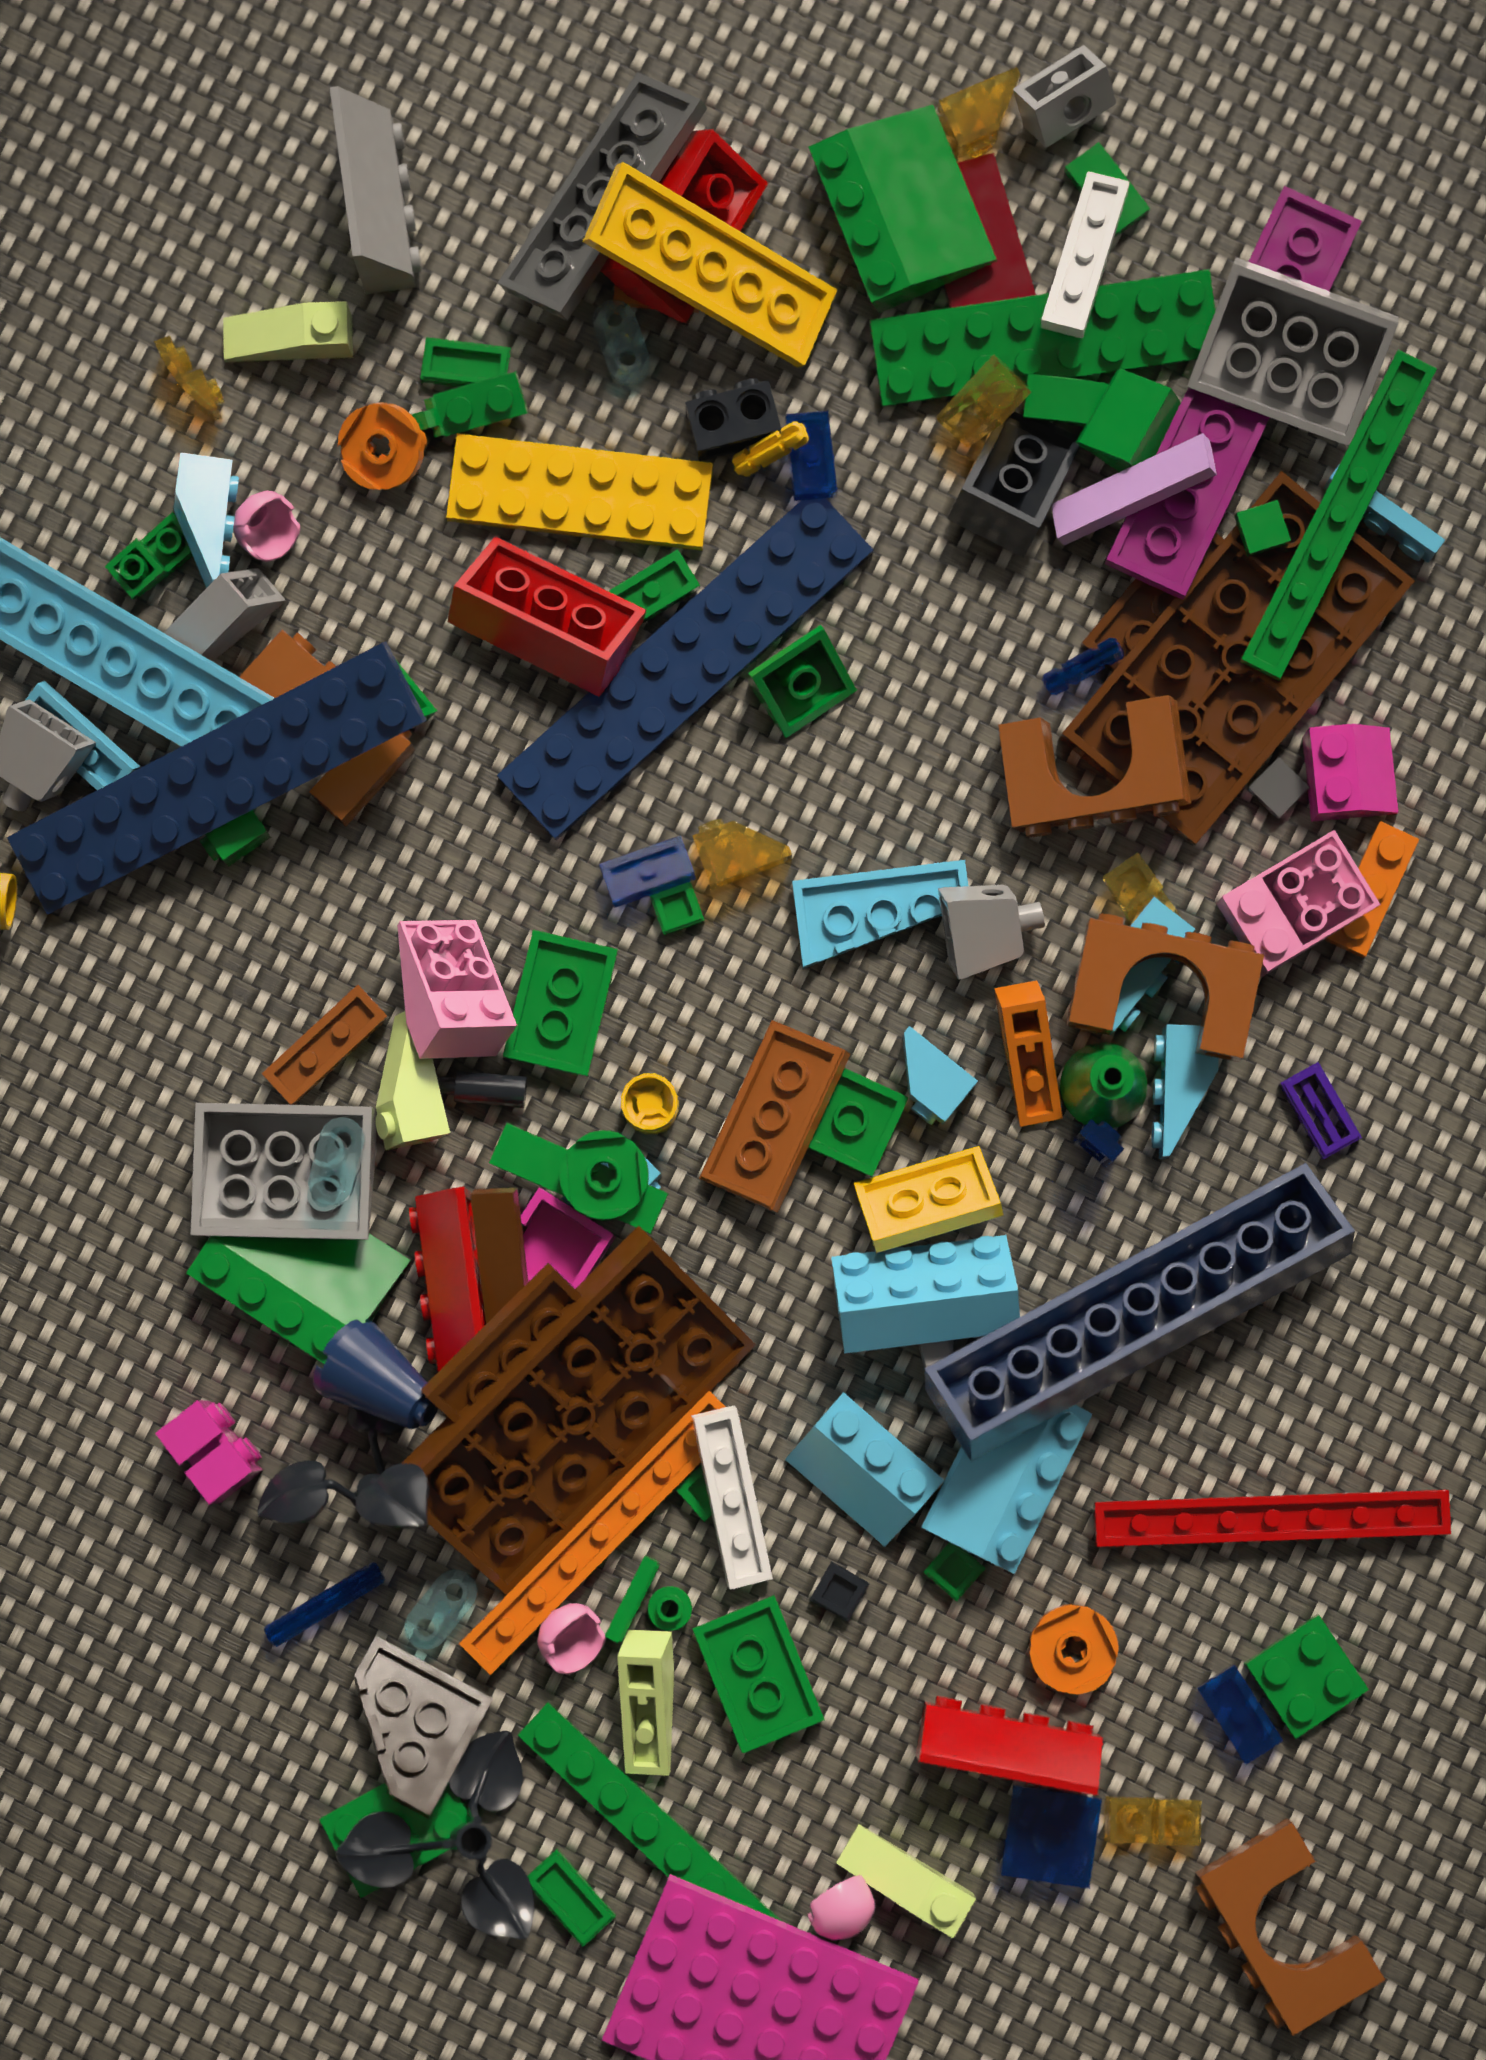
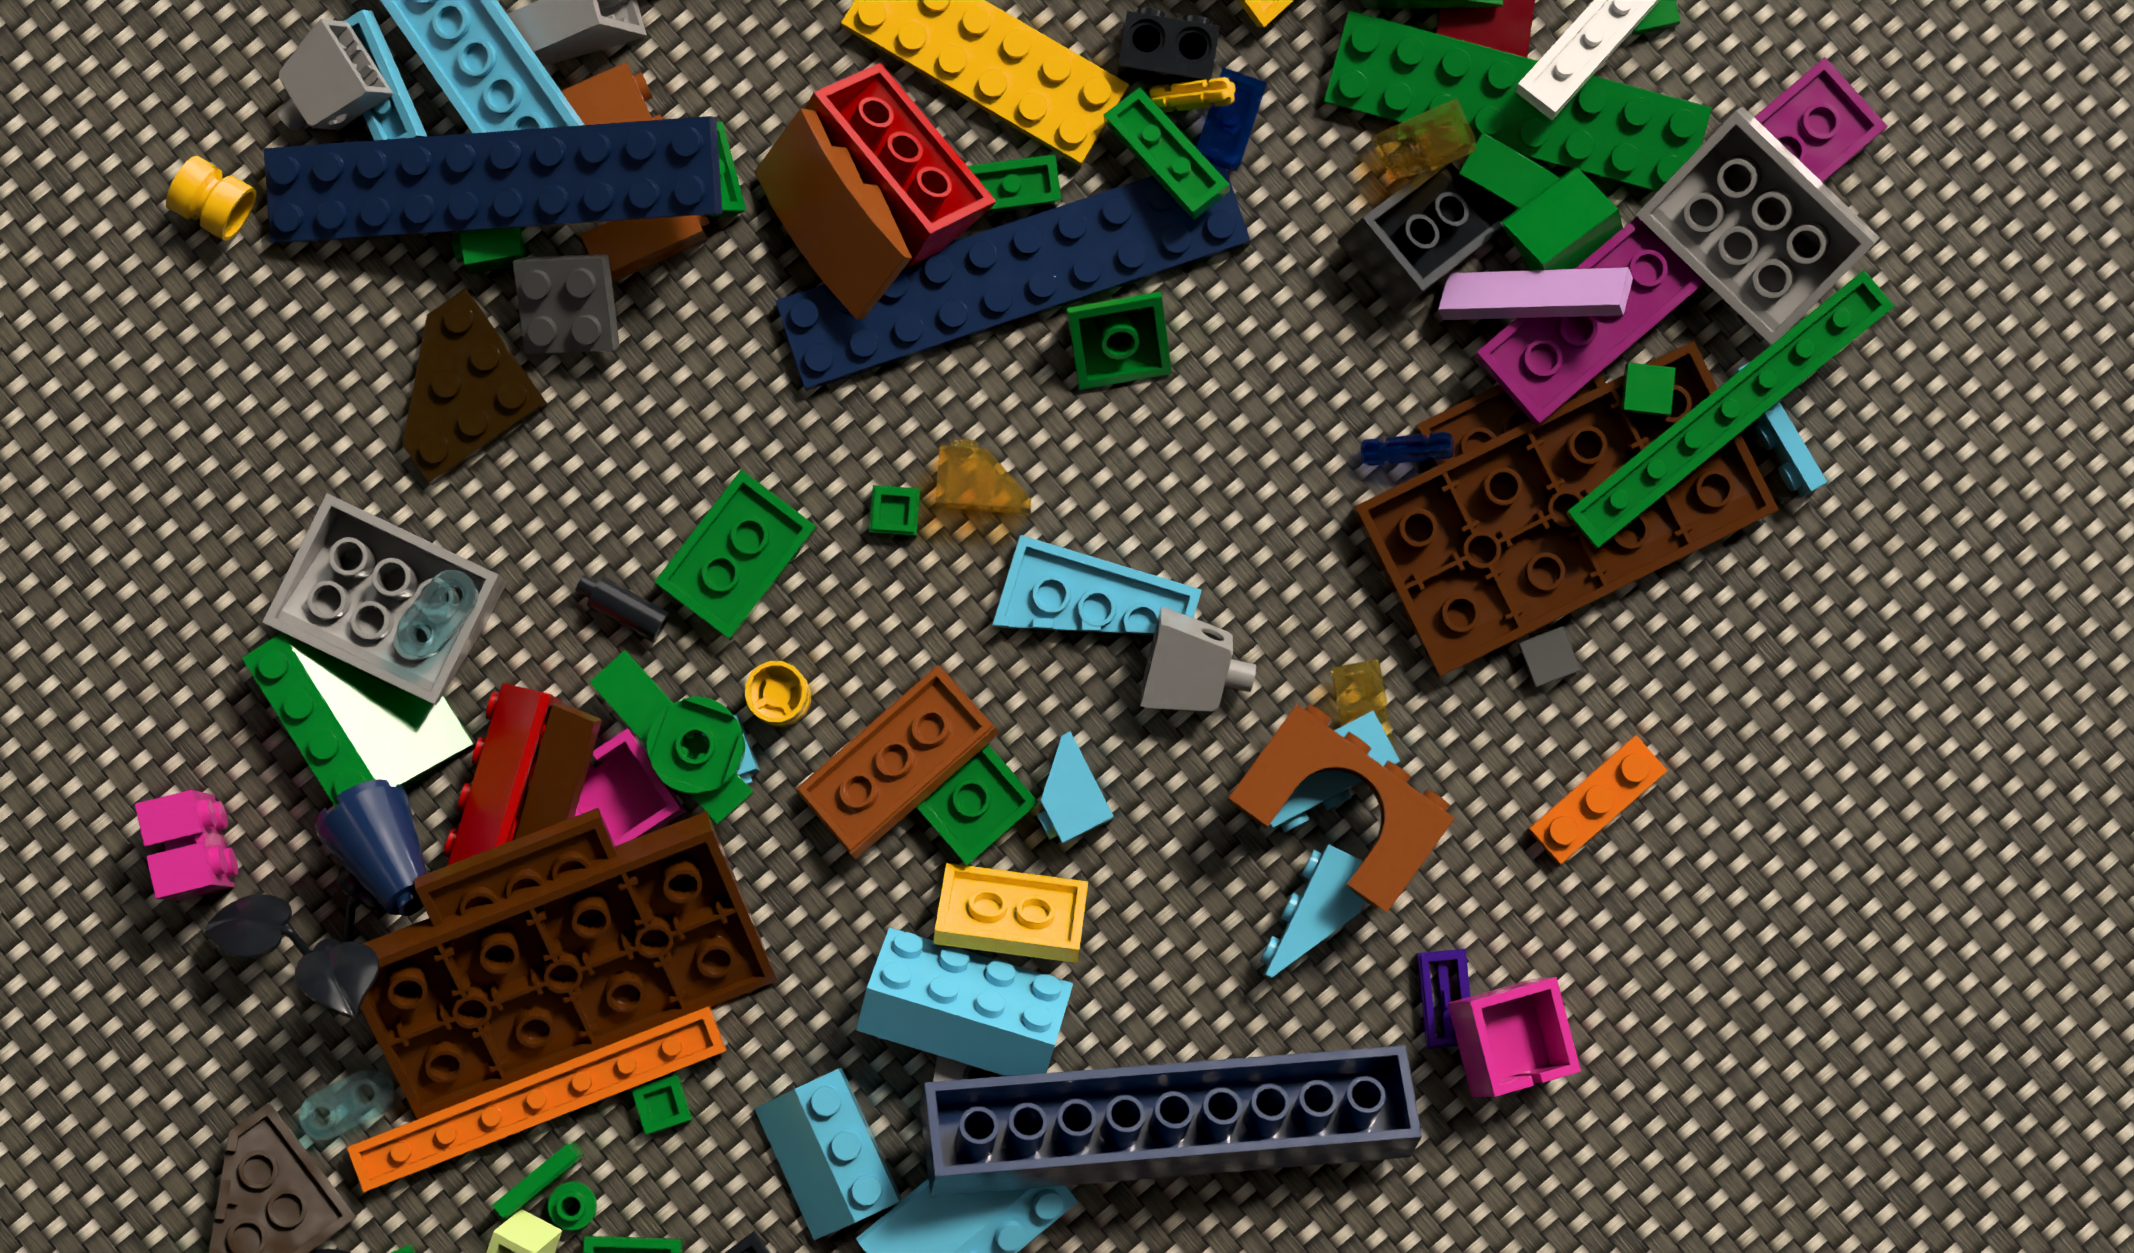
camera: 20 degrees right, 0 degrees up
(267, 966) = (464, 389): none -> dark brown plate
(323, 855) = (566, 303): none -> dark grey plate
(324, 1604) = (233, 1048): clear blue axle -> none
(325, 1045) = (484, 493): dark orange plate -> none
(409, 1094) = (544, 579): yellowish green slope -> none
(452, 990) = (632, 494): bright pink slope -> none
(515, 681) = (833, 215): none -> dark orange slope
(570, 1638) = (459, 1192): bright pink hair -> none
(647, 871) = (881, 461): clear blue plate -> none
(732, 1497) = (682, 1123): white plate -> none
(771, 507) = (1166, 153): none -> green plate
(1029, 1052) = (1179, 811): orange slope -> none
(1088, 1094) = (1219, 887): green cone -> none
(1100, 1142) = (1209, 932): clear blue plate -> none
(1153, 781) = (1422, 595): dark orange arch -> none
(1298, 902) = (1516, 780): bright pink slope -> none
(1349, 771) = (1628, 672): dark pink slope -> none
(1390, 1113) = (1514, 1033): none -> dark pink piece

